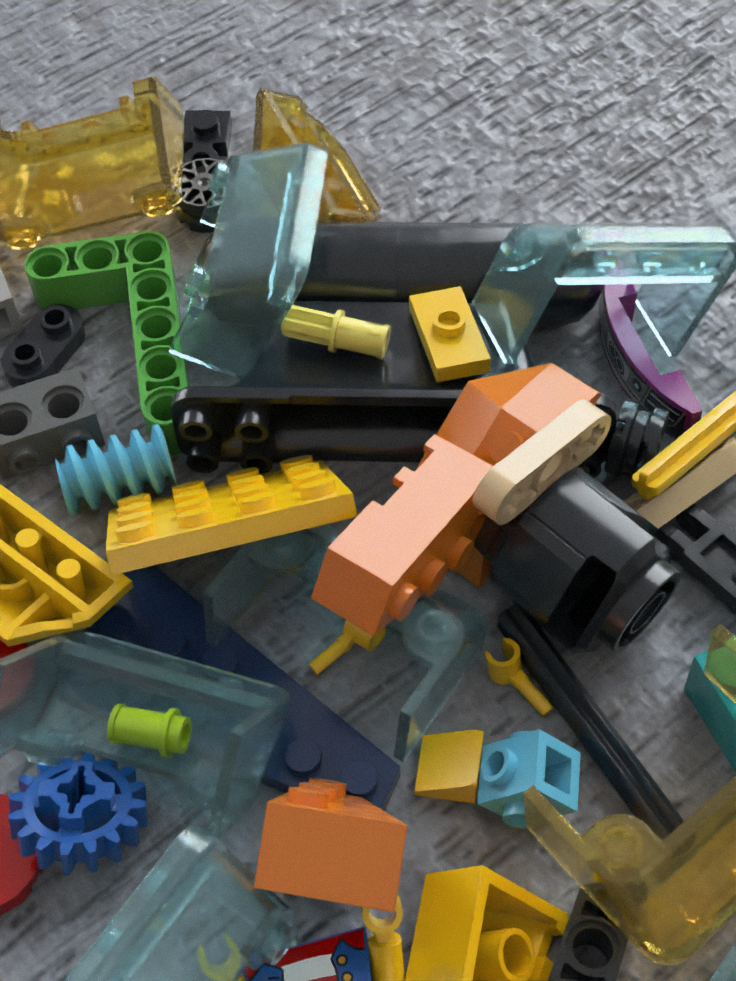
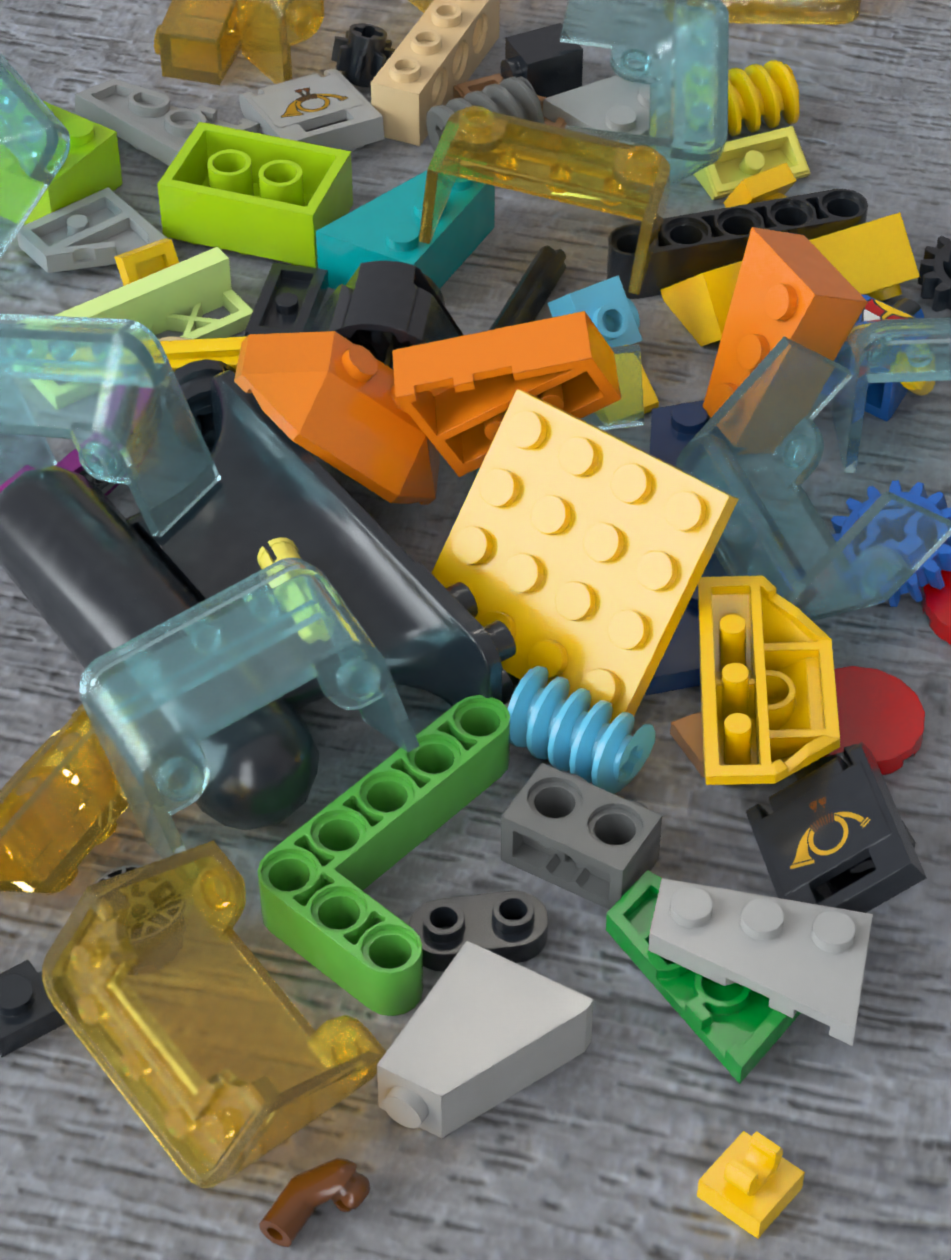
camera: 130 degrees left, 10 degrees down
(150, 729) = (790, 501): lime pin -> none
(449, 334) = (225, 517): yellow plate -> none
(540, 461) = (319, 307): tan beam -> none

